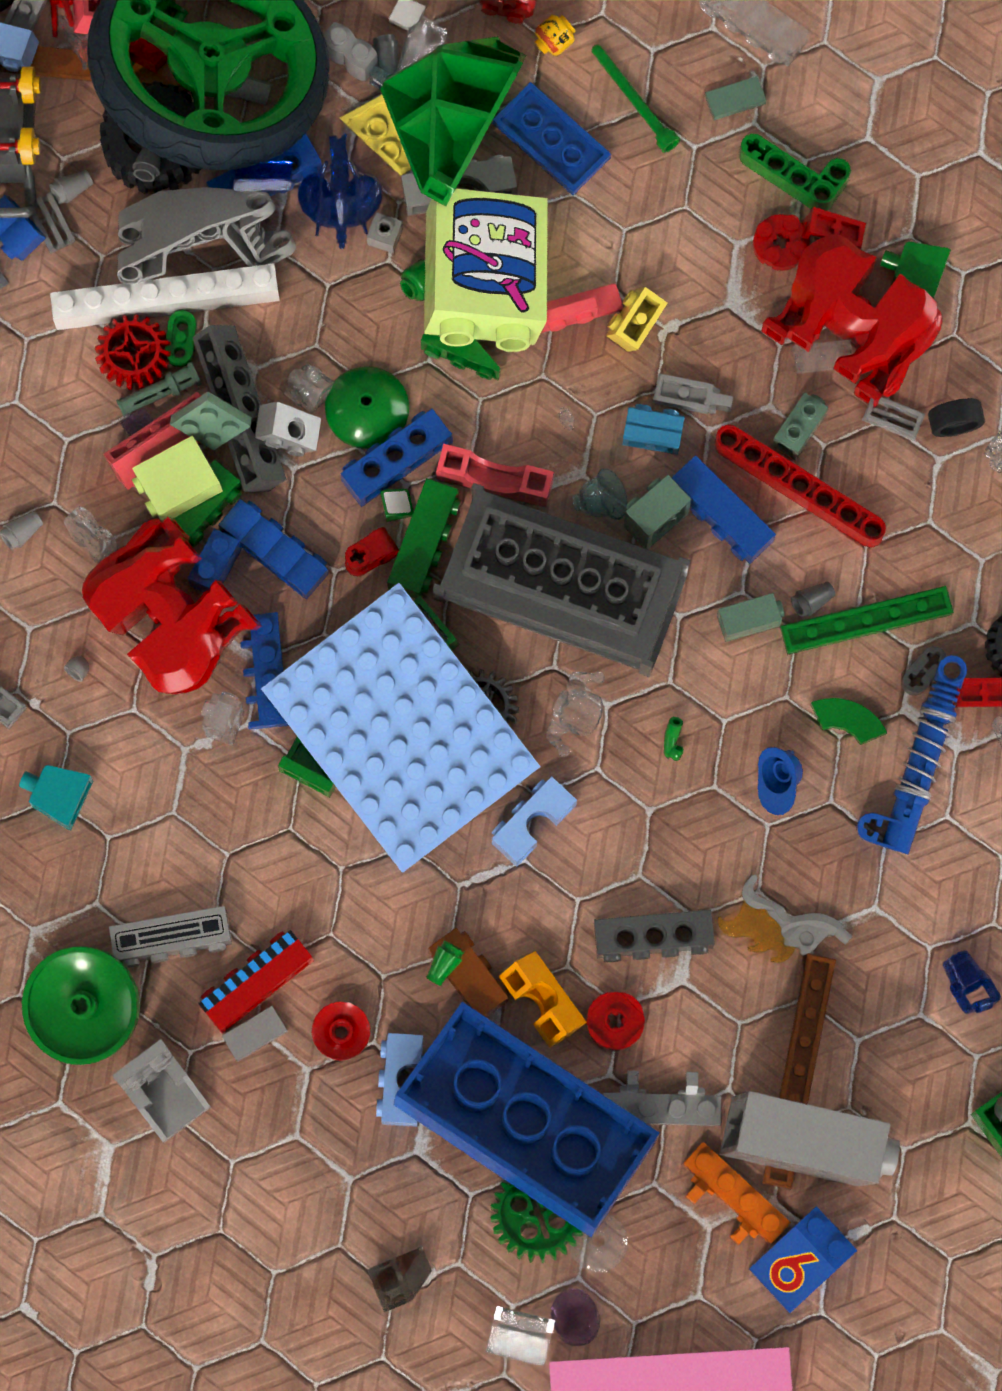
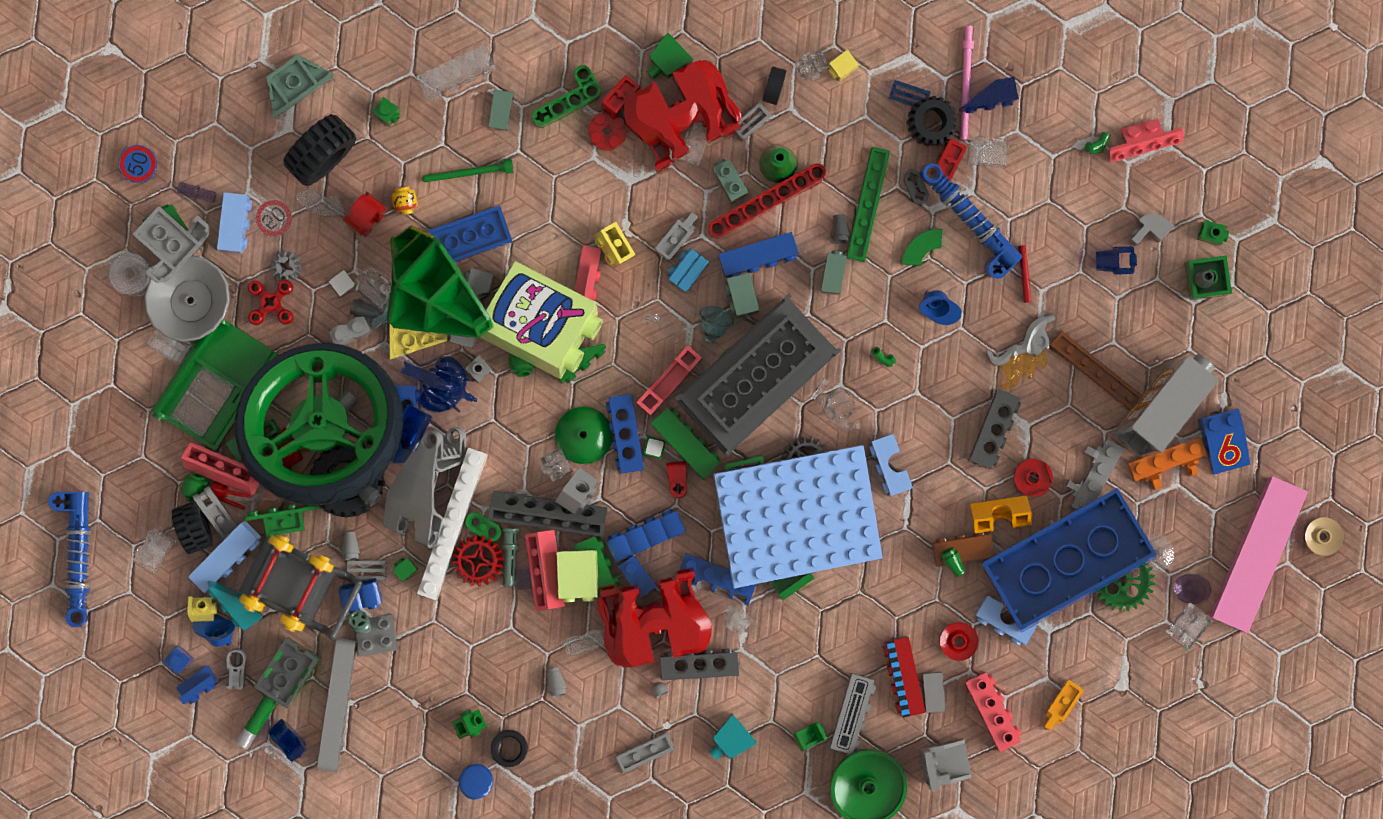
camera: 65 degrees left, 10 degrees up
(62, 87) = (282, 521): none -> green bracket
(75, 267) = (404, 568): none -> green plate
(112, 894) = (810, 736): none -> green bracket
(154, 743) = (730, 666): none -> dark grey brick
(210, 421) = (553, 536): sand green plate -> none
(267, 1124) = (992, 711): none -> coral brick
(325, 1217) = (1062, 704): none -> light orange hinge
(400, 1278) = (1121, 679): clear smoke slope -> none
(858, 475) = (776, 170): none -> green cone
(885, 873) = (1025, 274): none -> red bar

